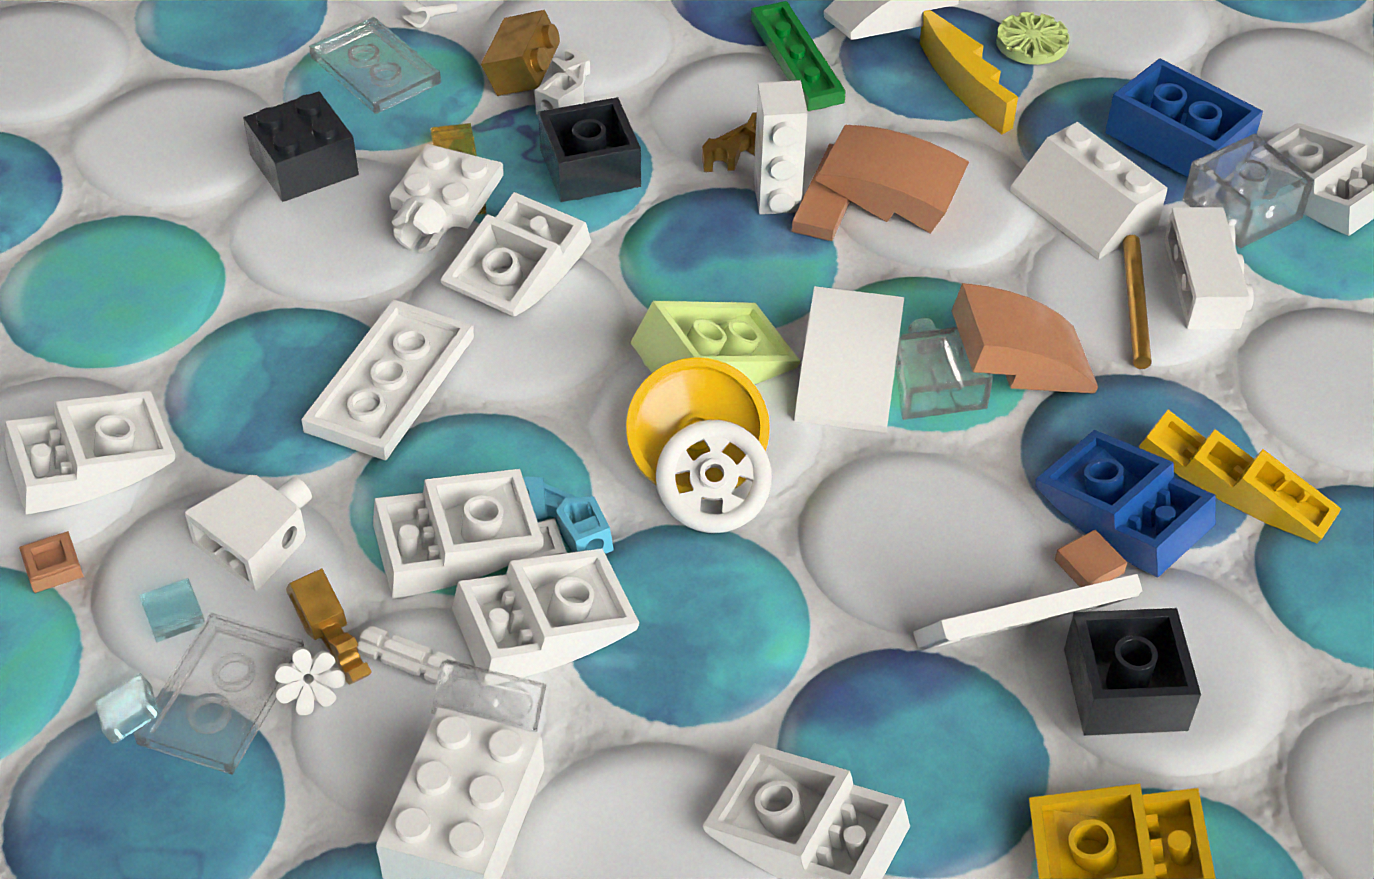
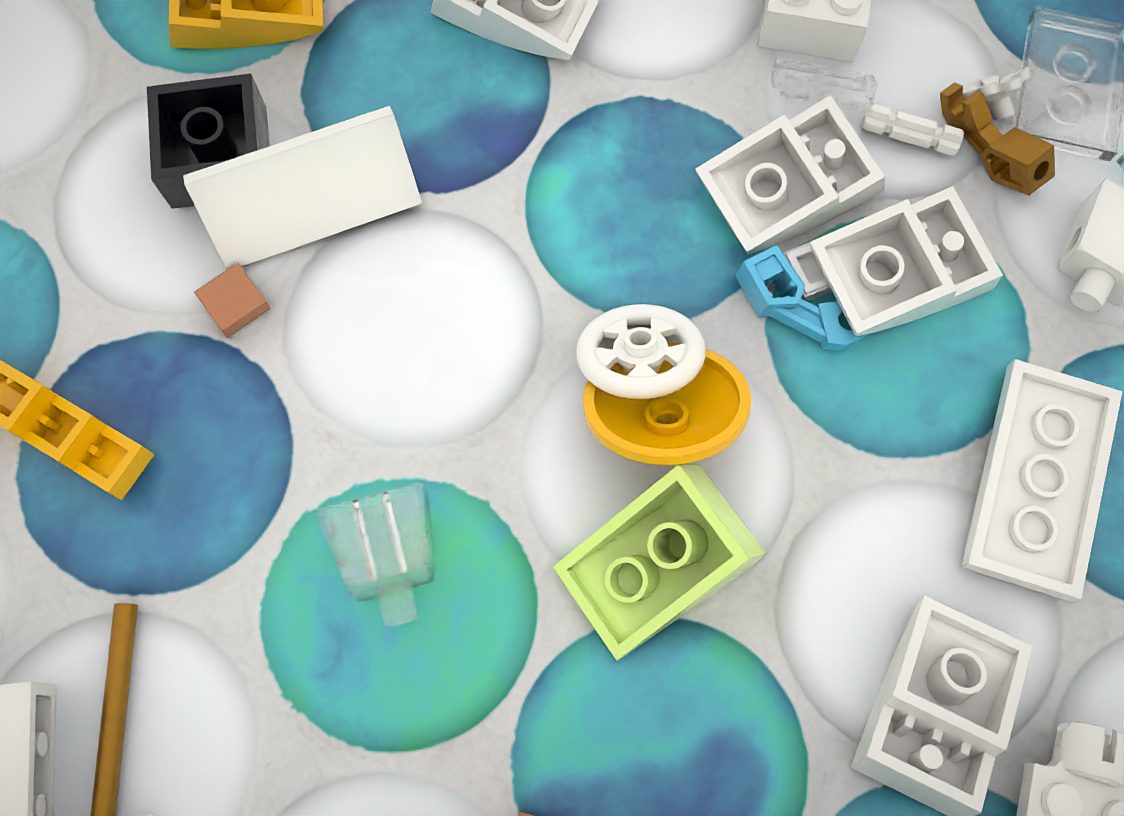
camera: 175 degrees right, 25 degrees up
(849, 359) = (490, 556): white slope -> none
(1021, 340) = (273, 584): nougat slope -> none
(1129, 500) = (180, 372): blue slope -> none

